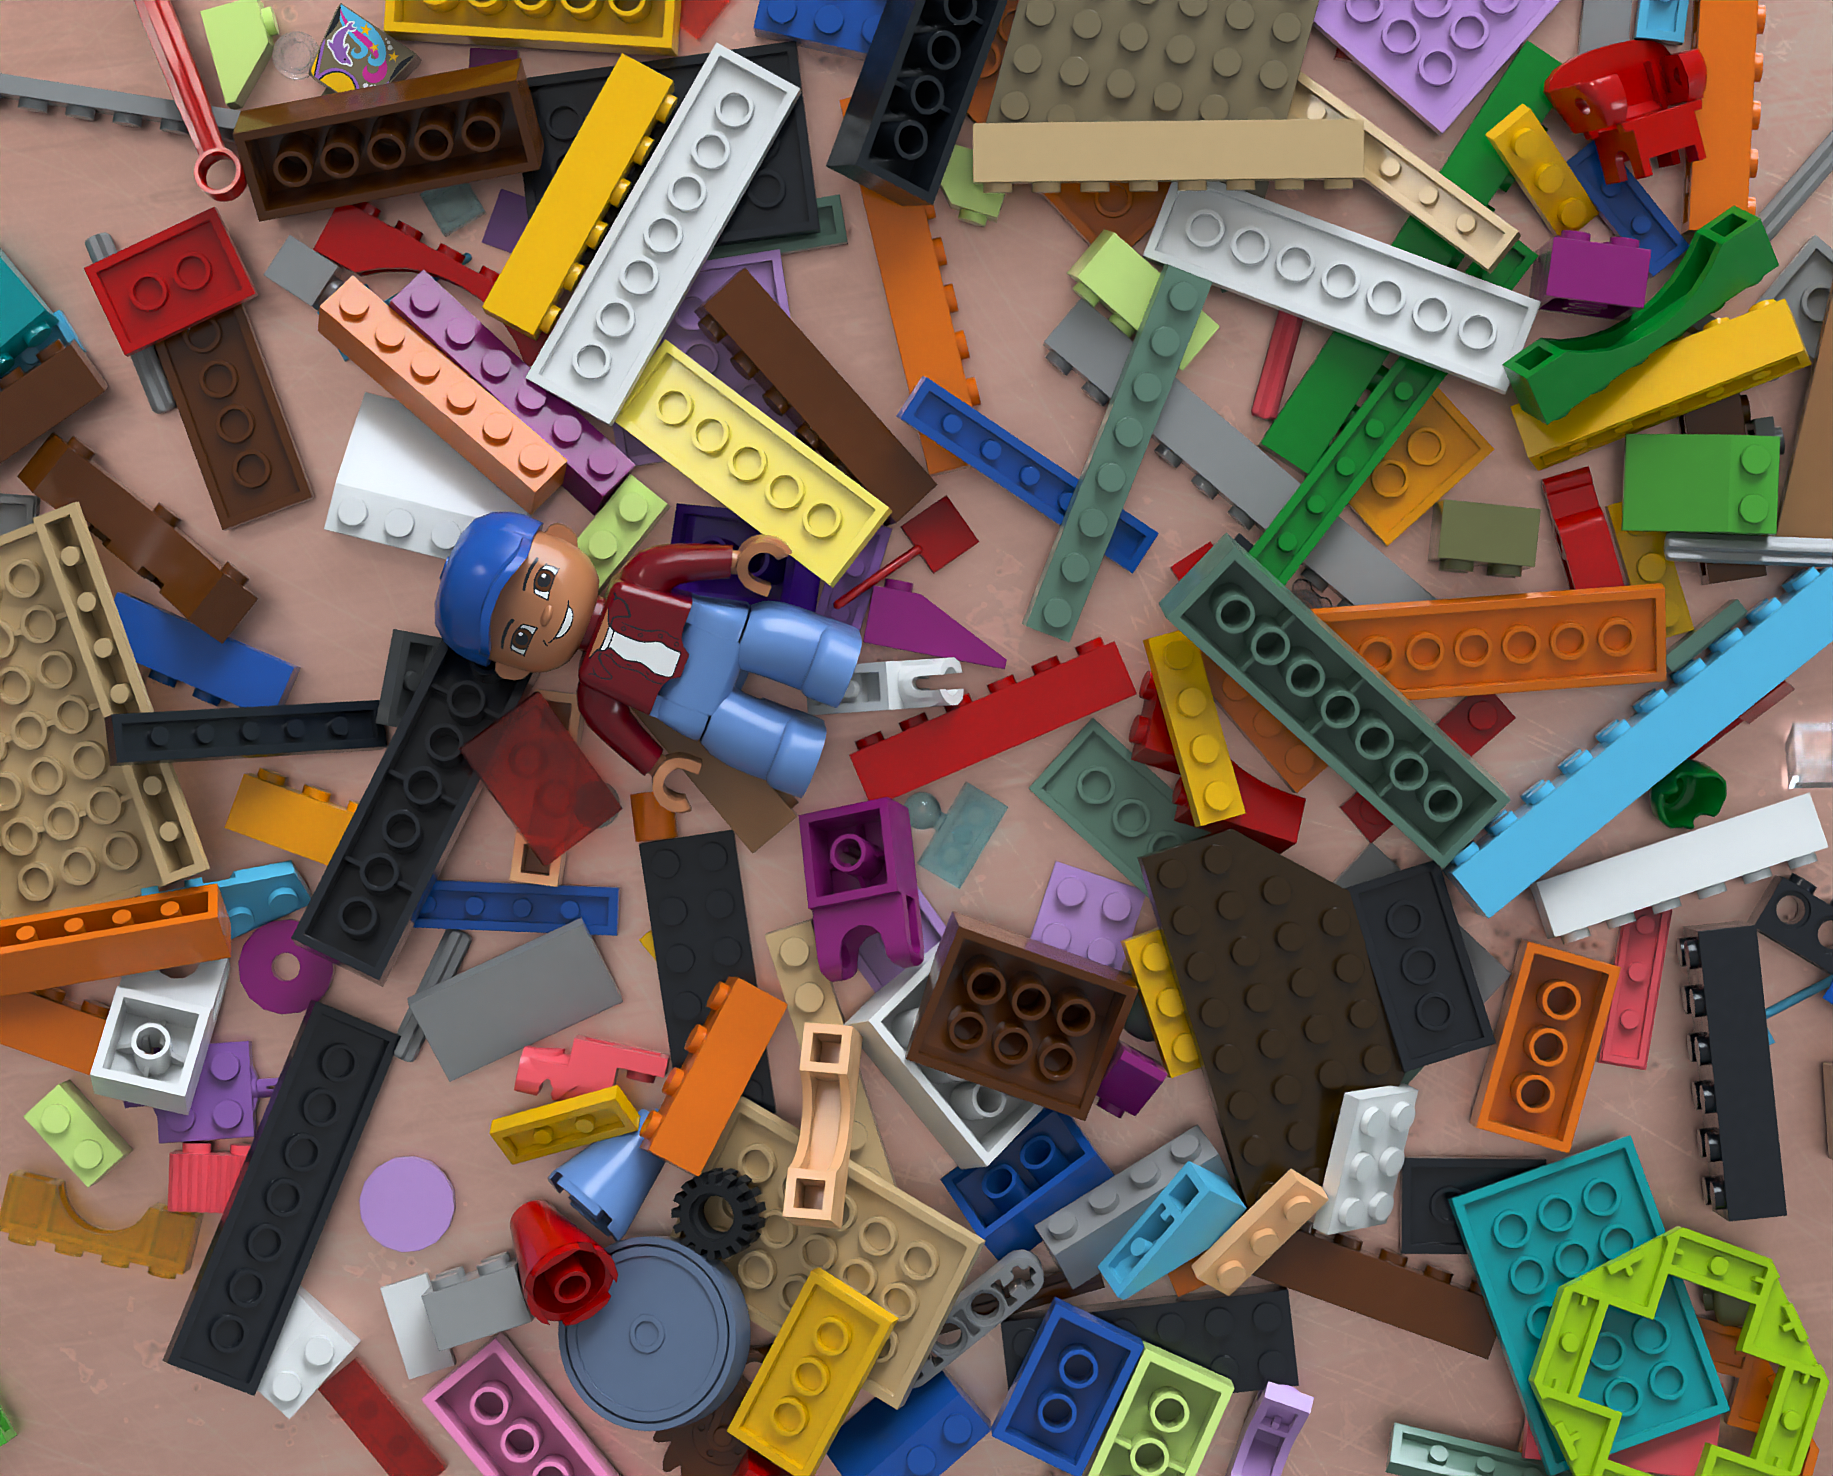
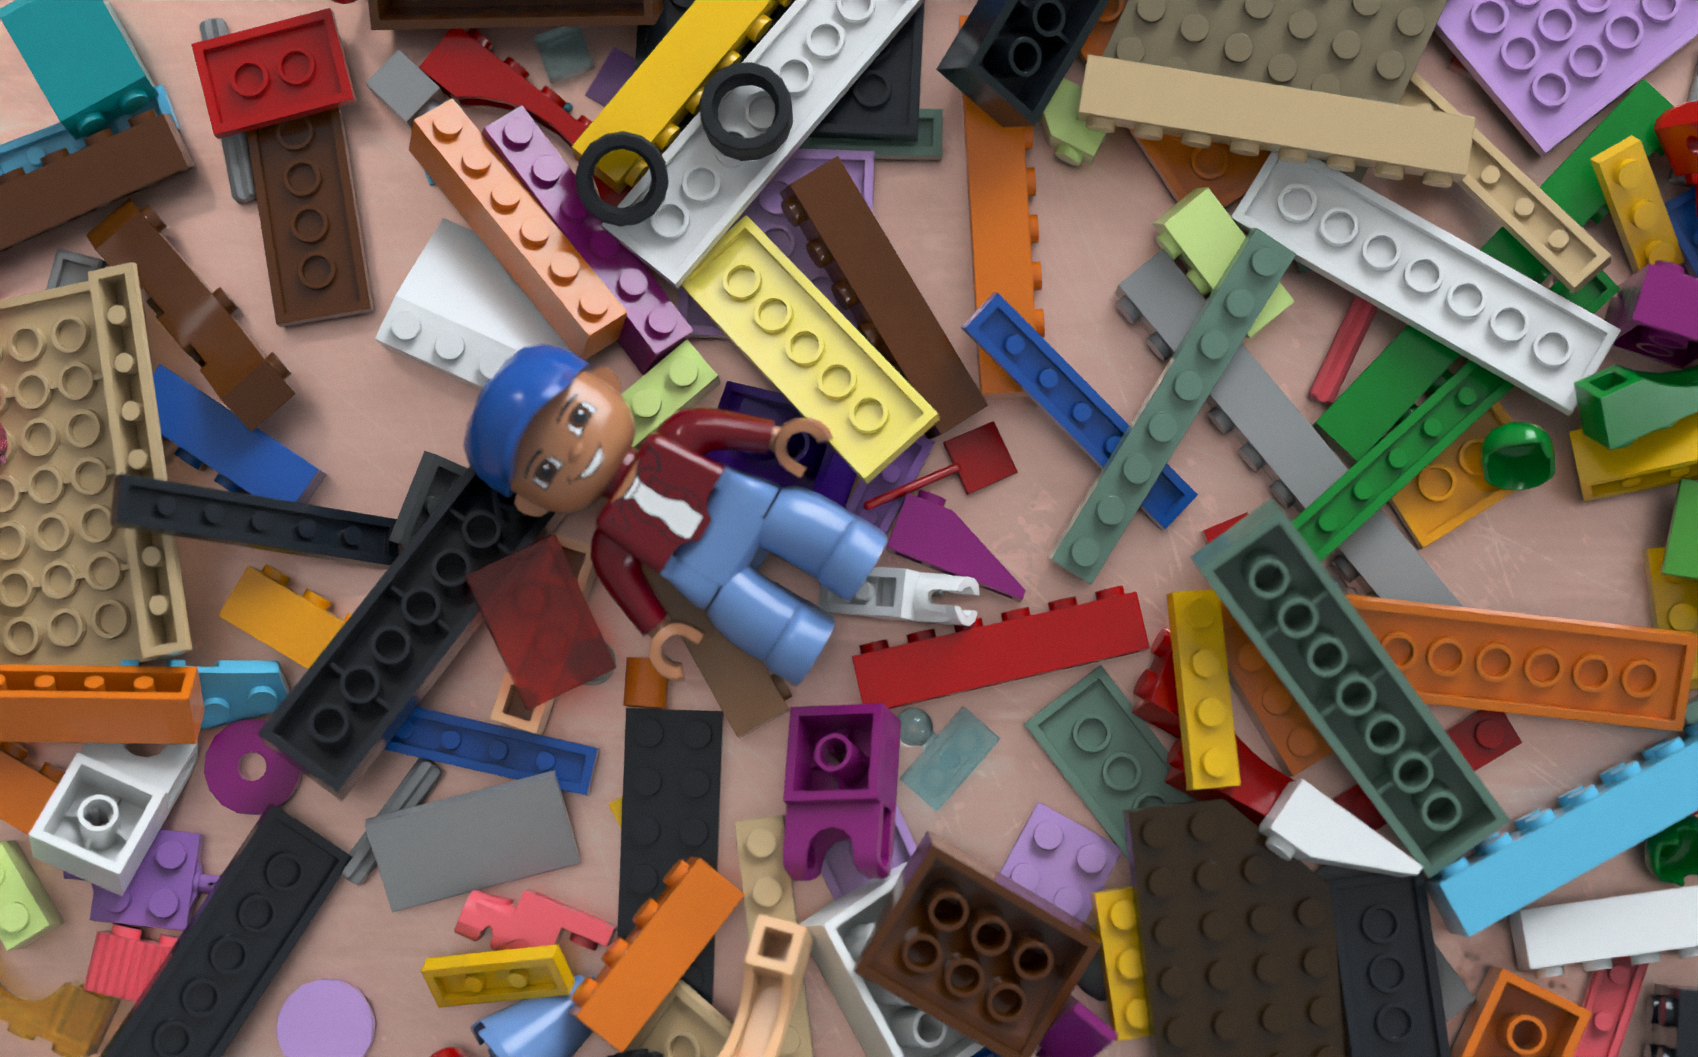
camera: 15 degrees right, 5 degrees down
(535, 368) = (612, 214): none -> black tyre
(639, 204) = (745, 75): none -> black tyre
(1330, 843) = (1322, 832): none -> white slope
(1462, 441) = (1517, 456): none -> green hair
(1485, 536) = (1522, 554): olive brick -> none
(1581, 531) = (1618, 568): red piece -> none

